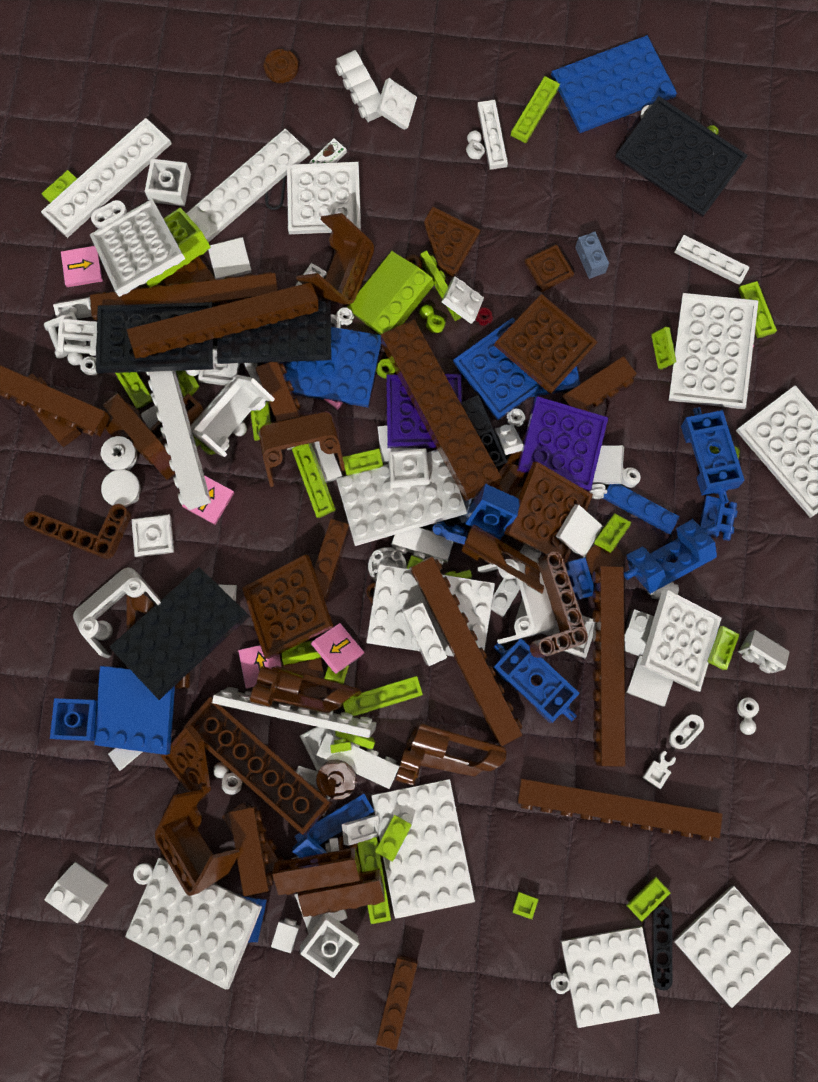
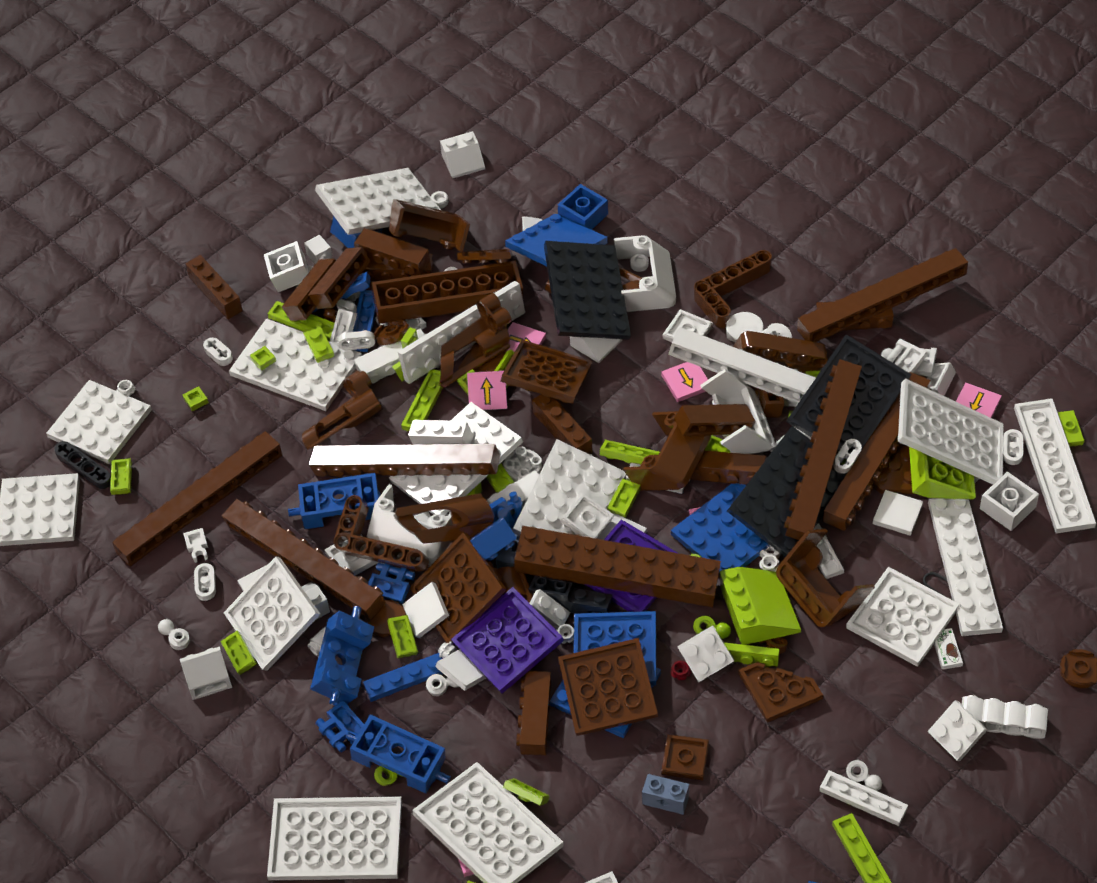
camera: 130 degrees right, 25 degrees down
(212, 300) = (843, 453): none -> white beam
(251, 424) = (713, 419): none -> reddish brown brick
(361, 798) = (356, 340): none -> white plate
(446, 874) = (262, 358): none -> lime plate
(465, 934) = (215, 353): none -> white beam

